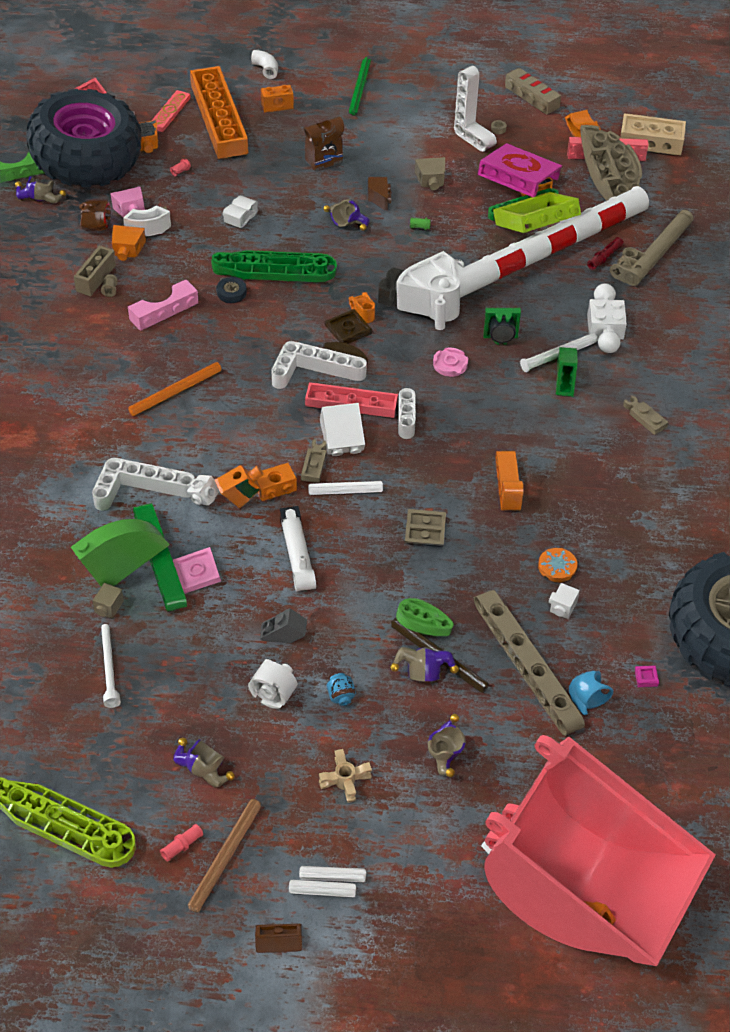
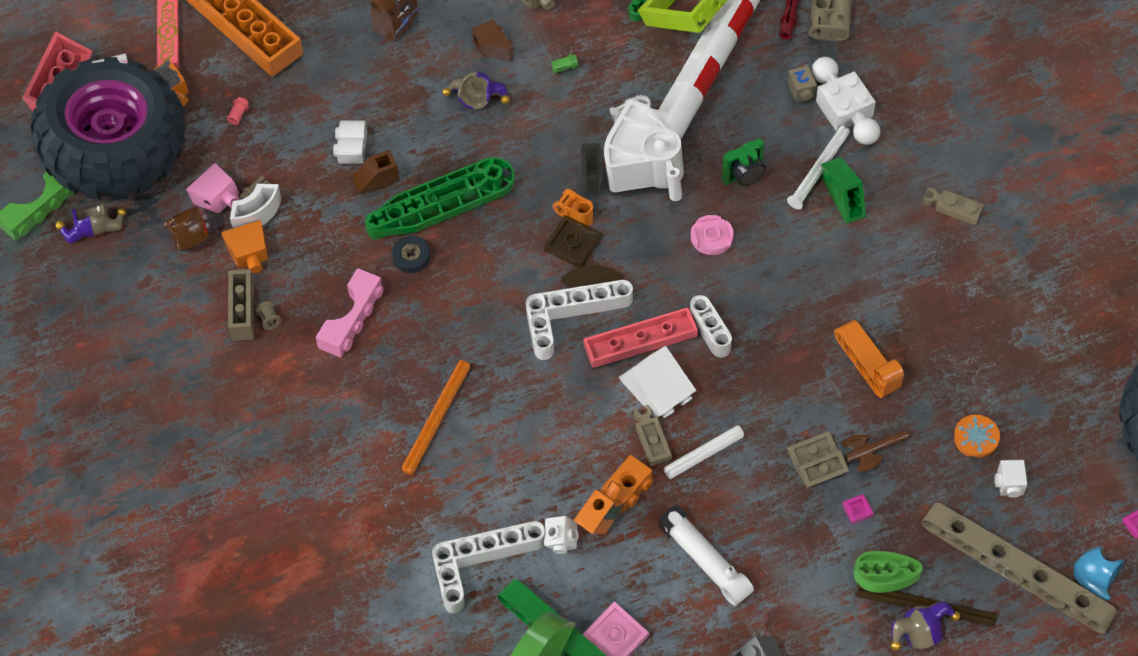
camera: 25 degrees left, 10 degrees up
(243, 233) = (376, 172): none -> reddish brown slope
(433, 571) = (857, 509): none -> dark pink tile
(464, 536) = (865, 452): none -> reddish brown piece
(582, 296) = (801, 83): none -> dark tan brick

